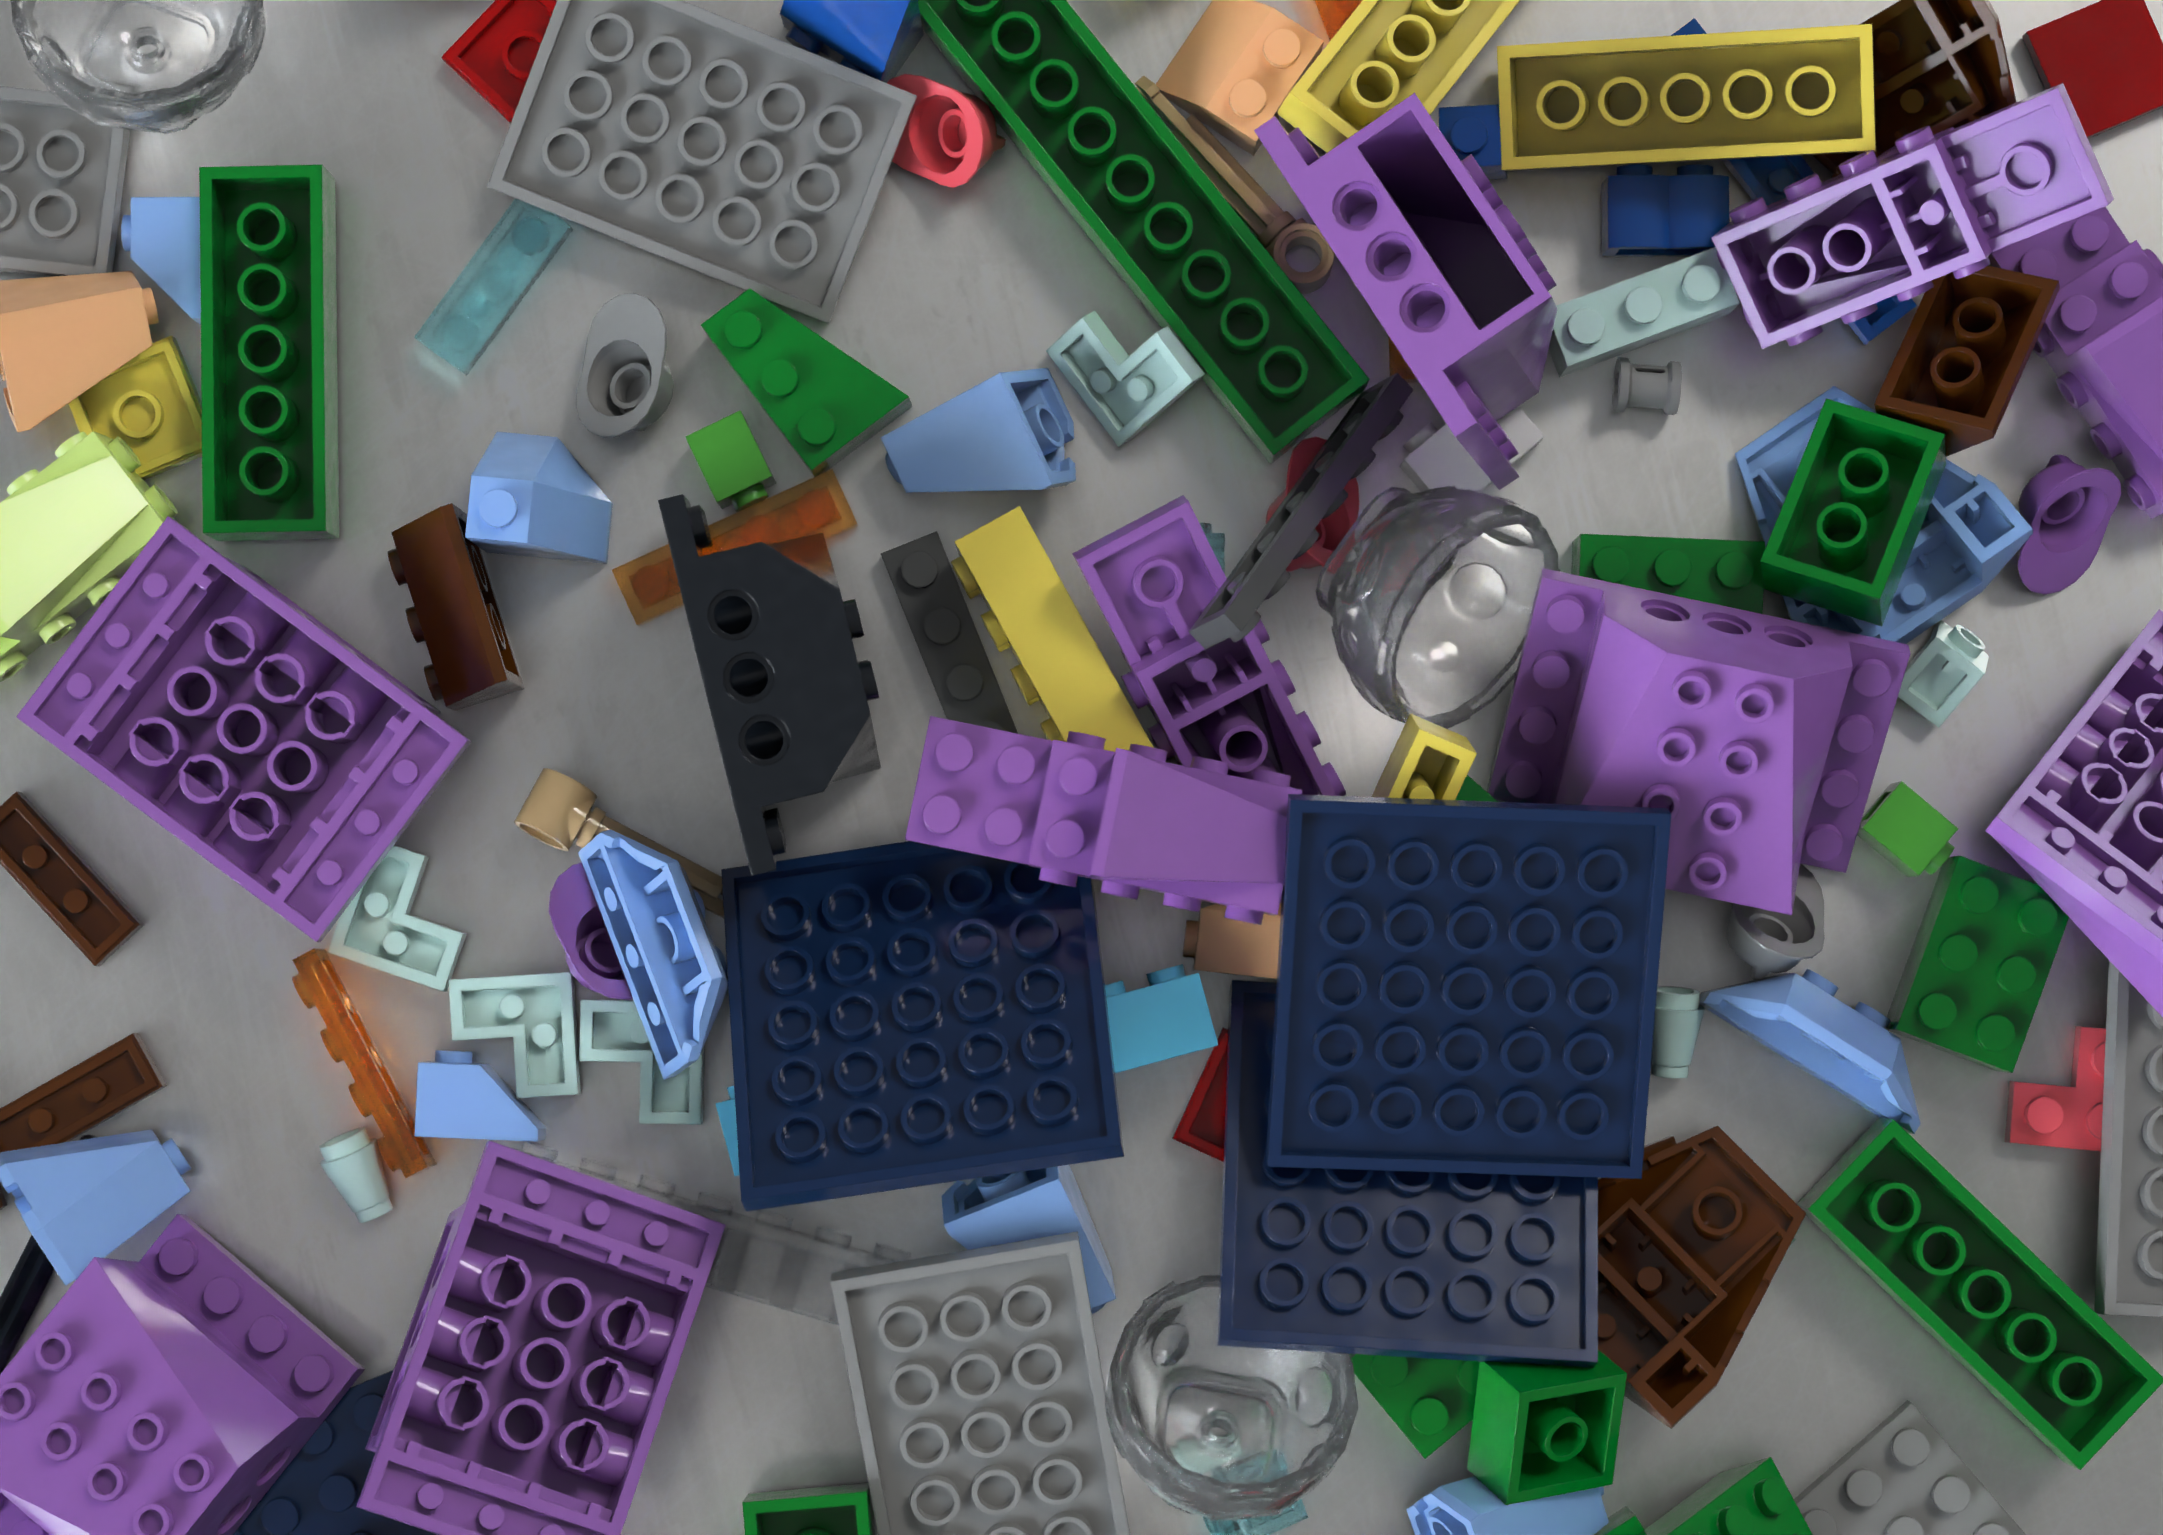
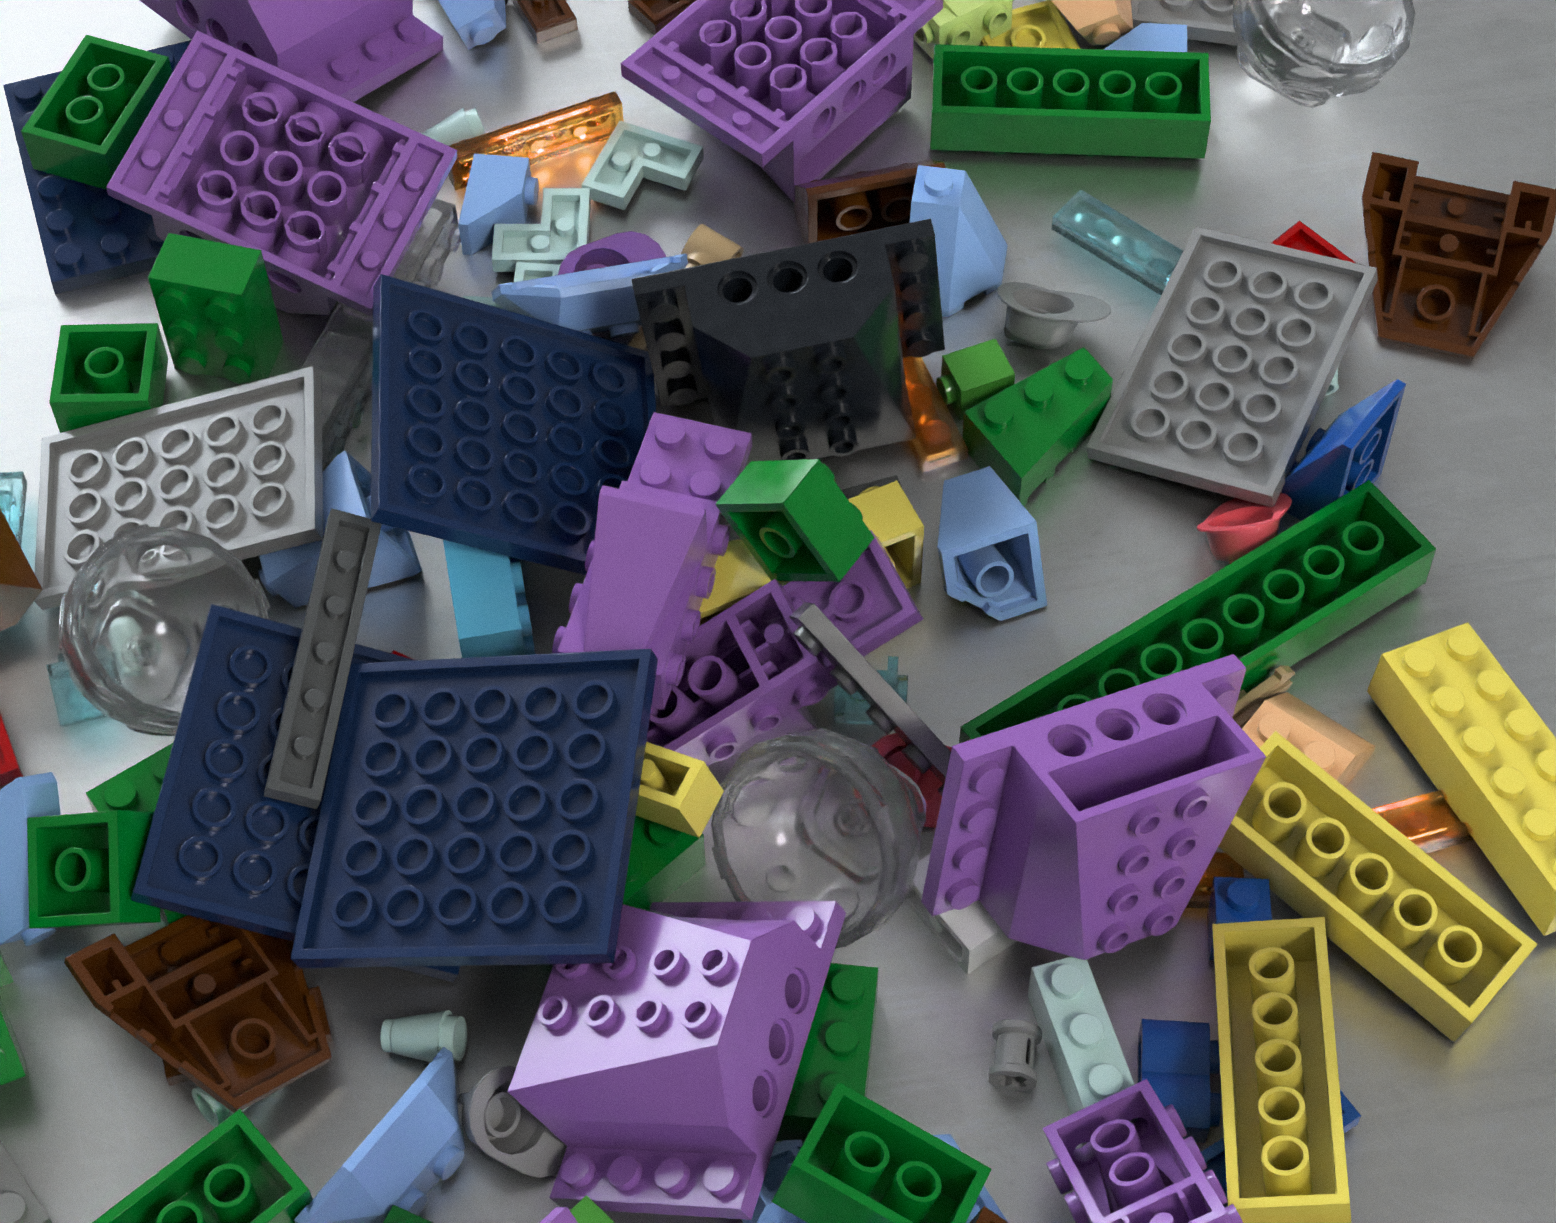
camera: 90 degrees right, 30 degrees down
(722, 1428) = (216, 308): none -> green brick
(1078, 647) = (795, 520): none -> green brick
(1123, 388) = (1037, 642): light aqua plate -> none
(1267, 1197) = (323, 660): none -> dark grey plate

